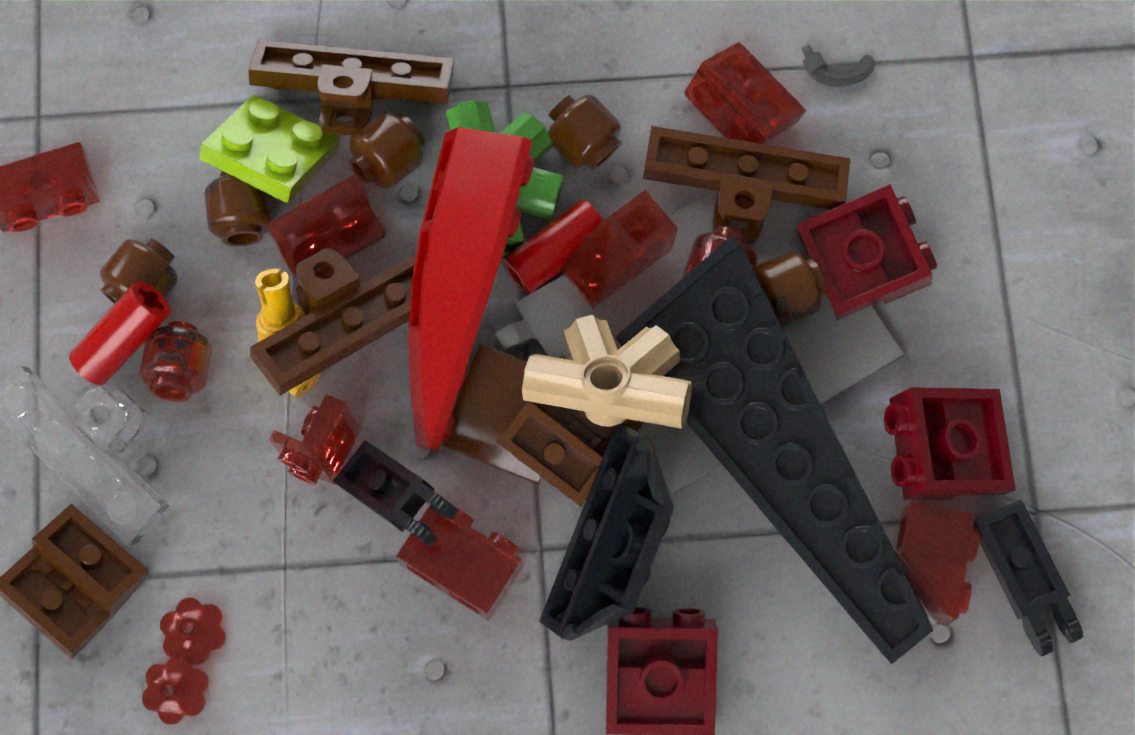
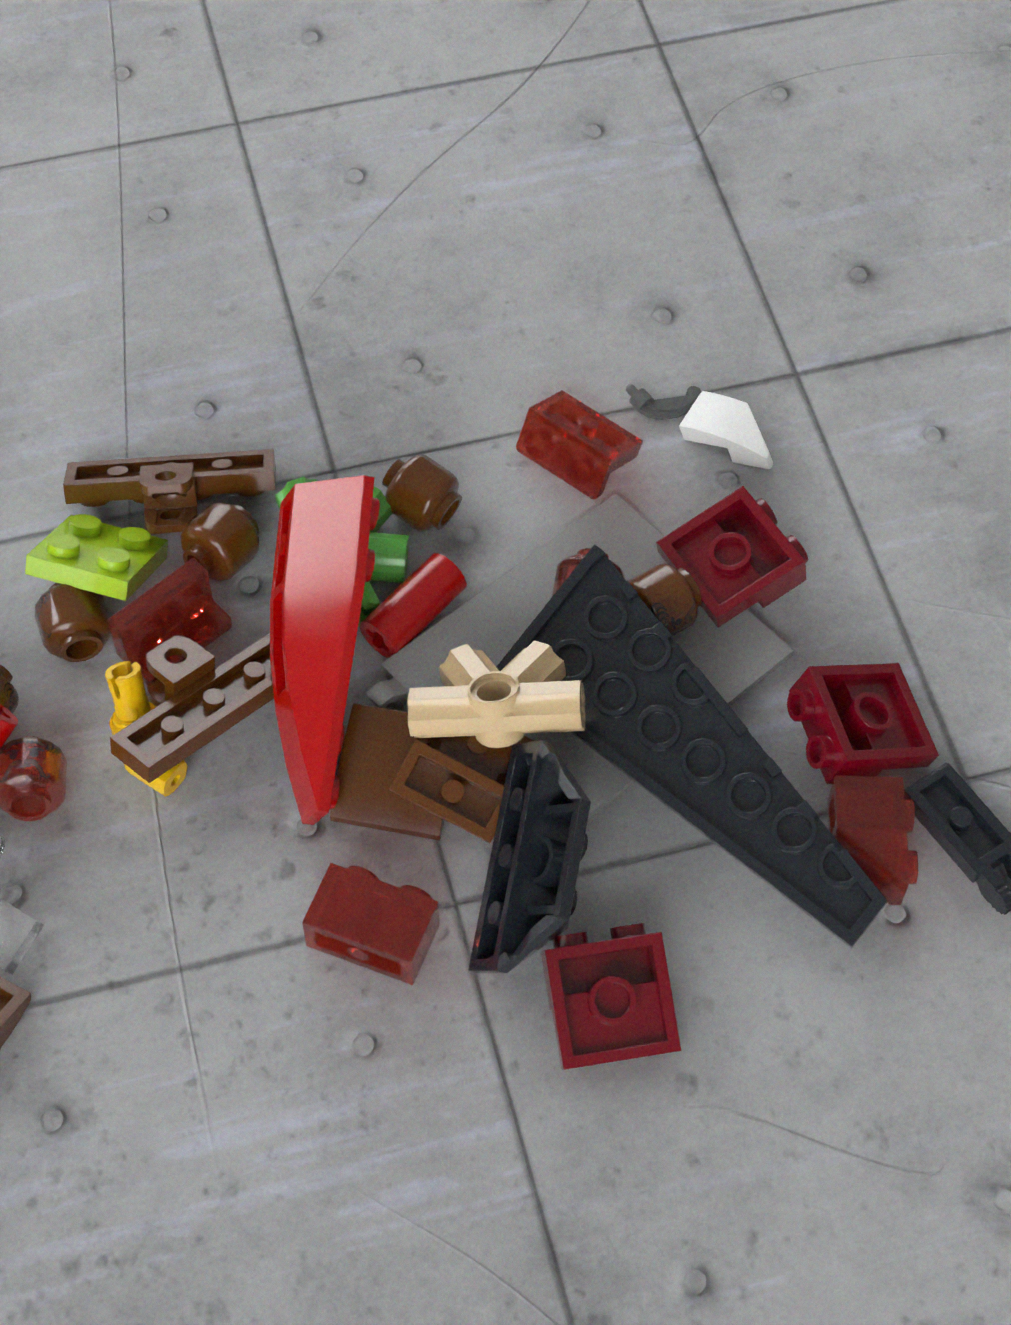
camera: 10 degrees left, 15 degrees down
(187, 693) = (89, 1123): clear red plant -> none
(204, 636) = (91, 1061): clear red plant -> none
(328, 440) = (202, 831): clear red bracket -> none
(391, 491) = (288, 860): black hinge -> none
(620, 249) = (483, 587): clear red slope -> none
(745, 175) = (594, 504): reddish brown plate -> none
(892, 107) = (726, 424): none -> white slope

